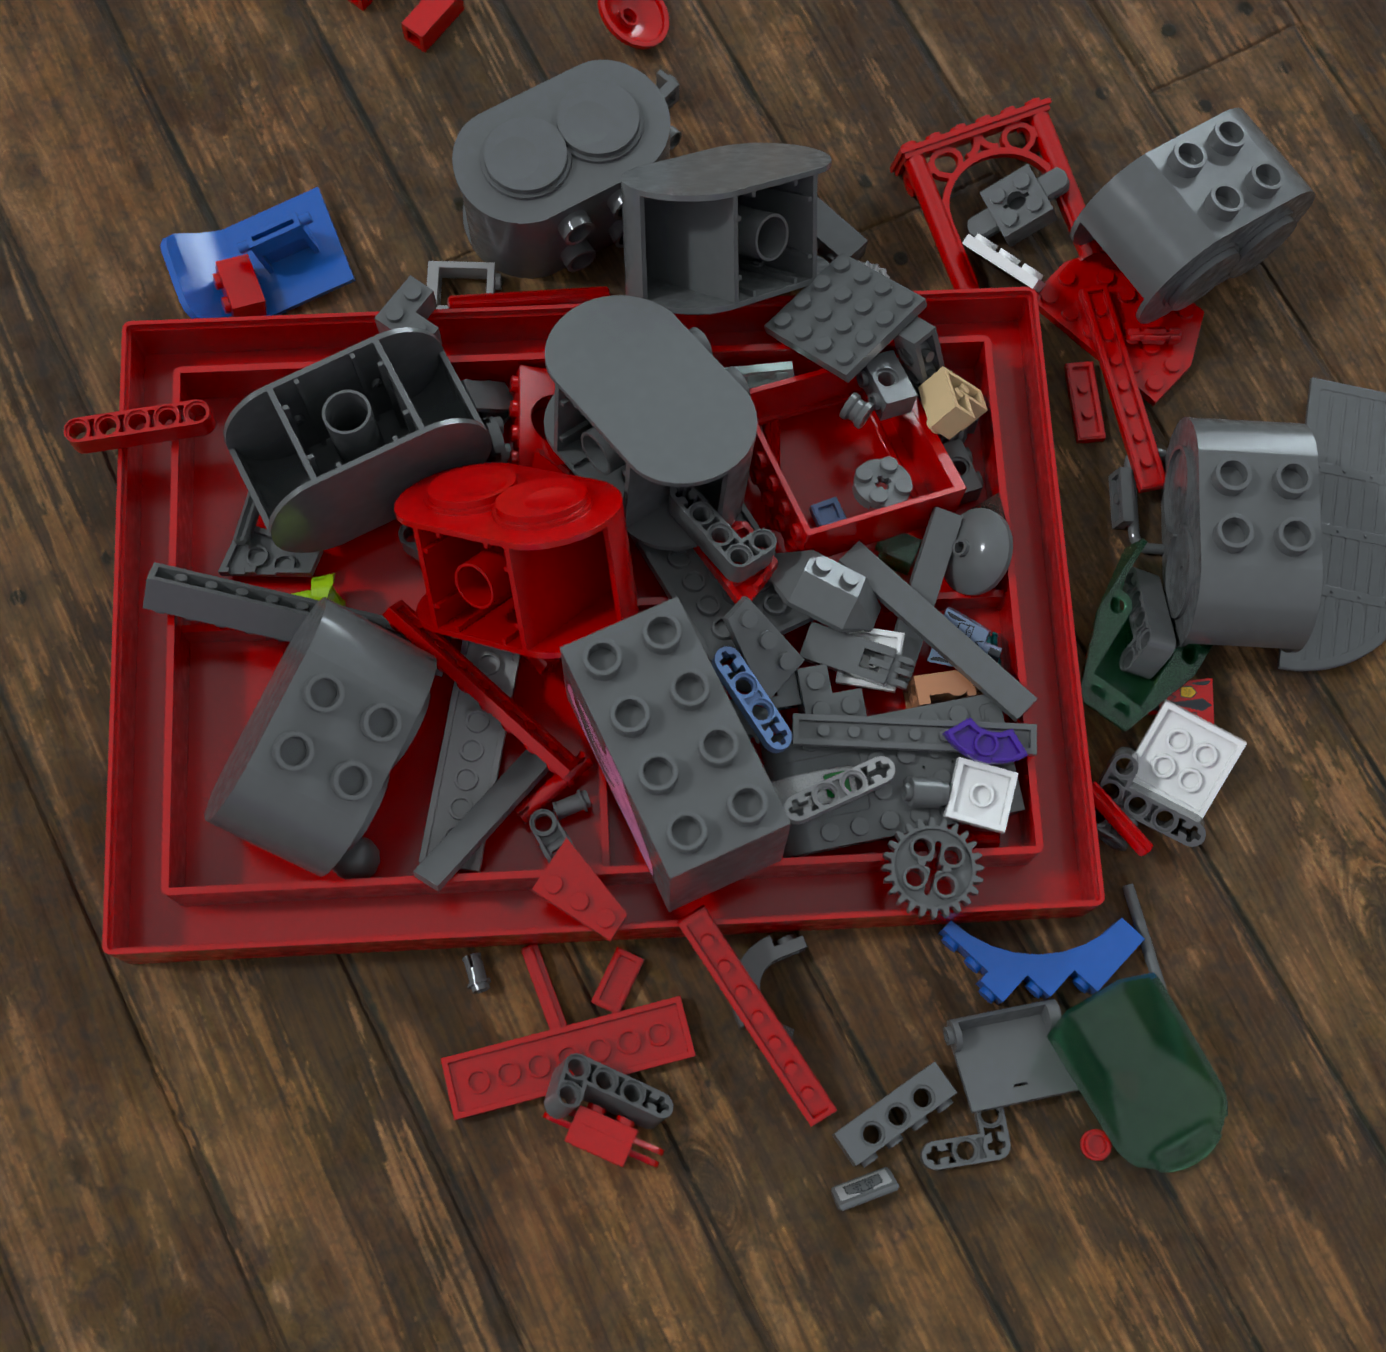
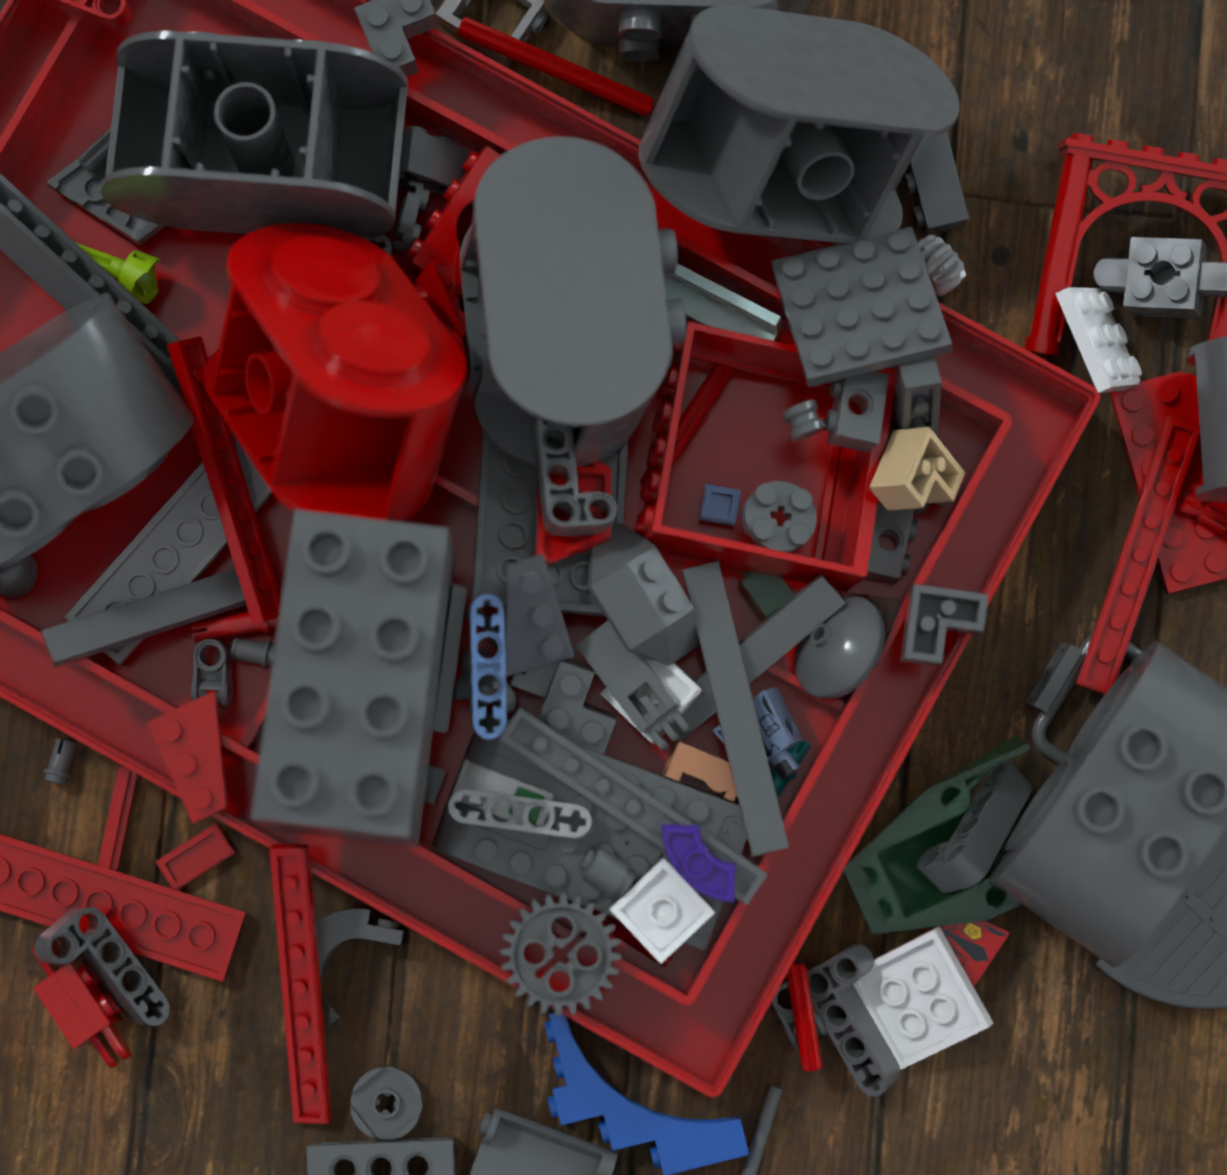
camera: 40 degrees right, 10 degrees up
(876, 1084) = (407, 1103): none -> dark grey plate
(1029, 485) = (931, 614): none -> dark grey brick
(1084, 402) = (1091, 544): red tile -> none

